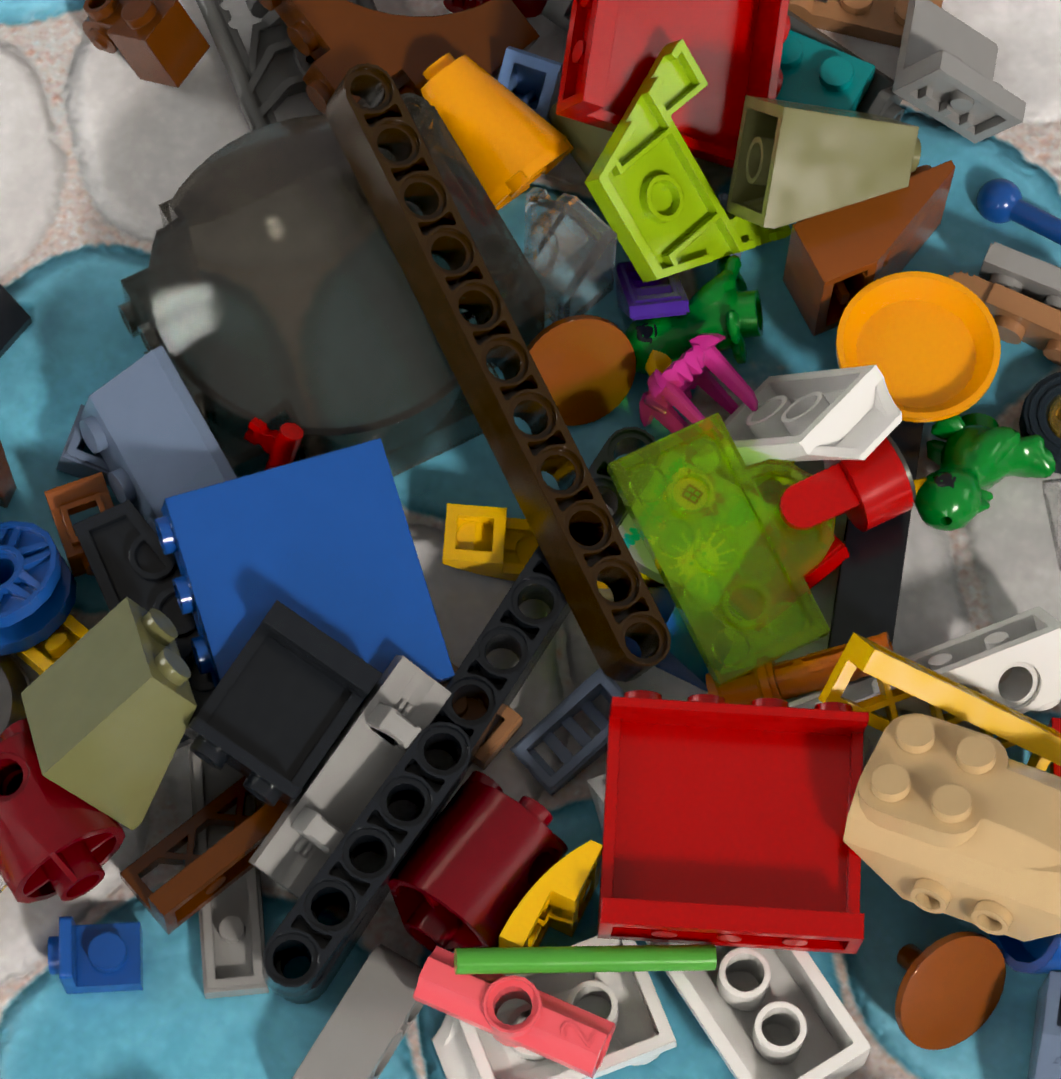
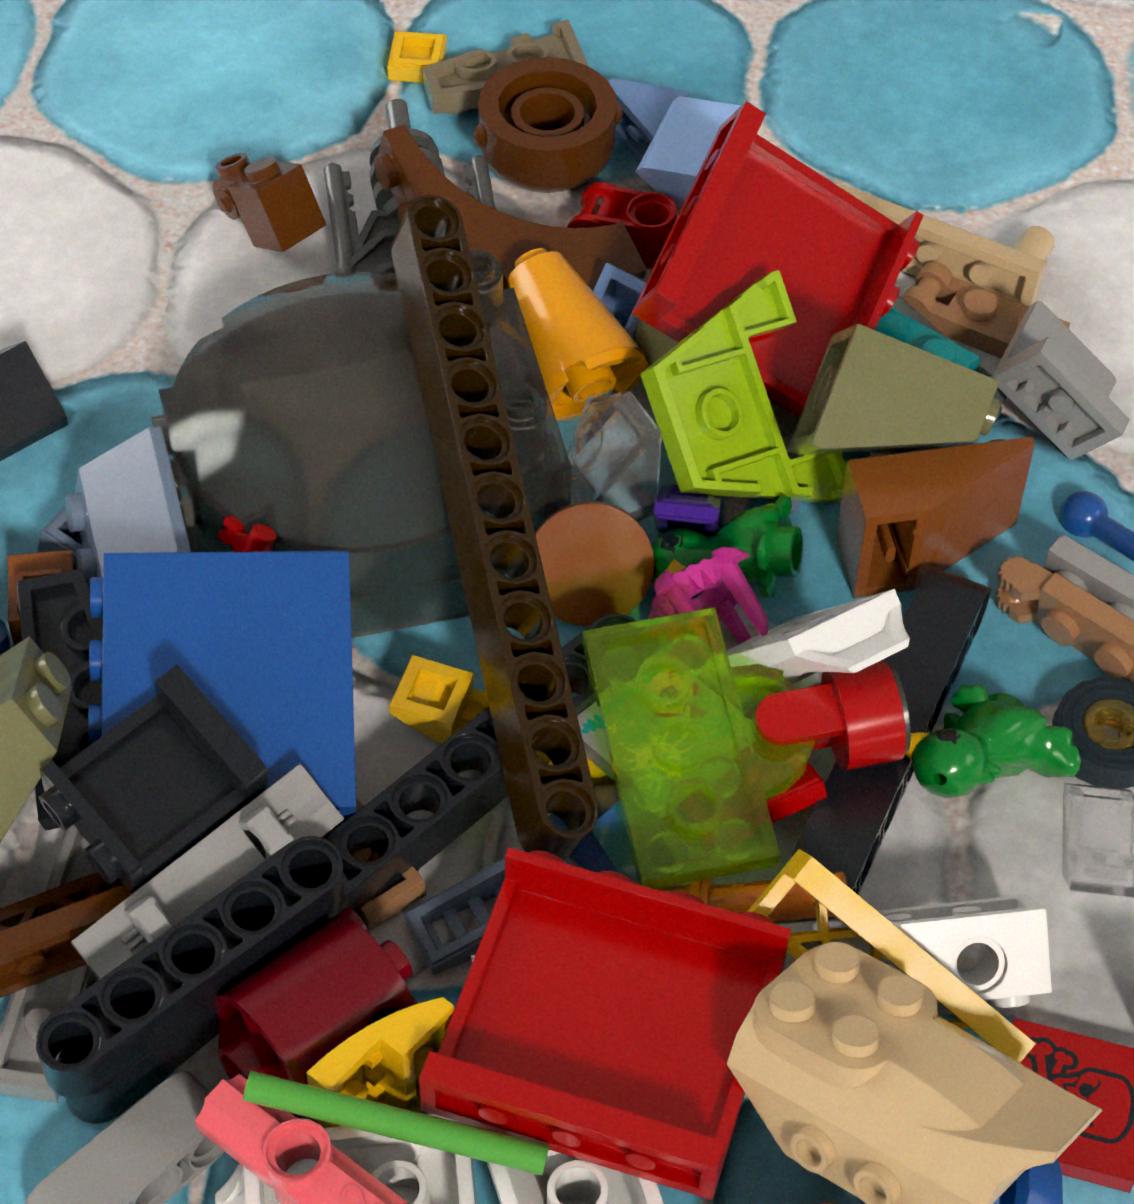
camera: 15 degrees right, 15 degrees down
(926, 339) = (961, 602): light orange piece -> none

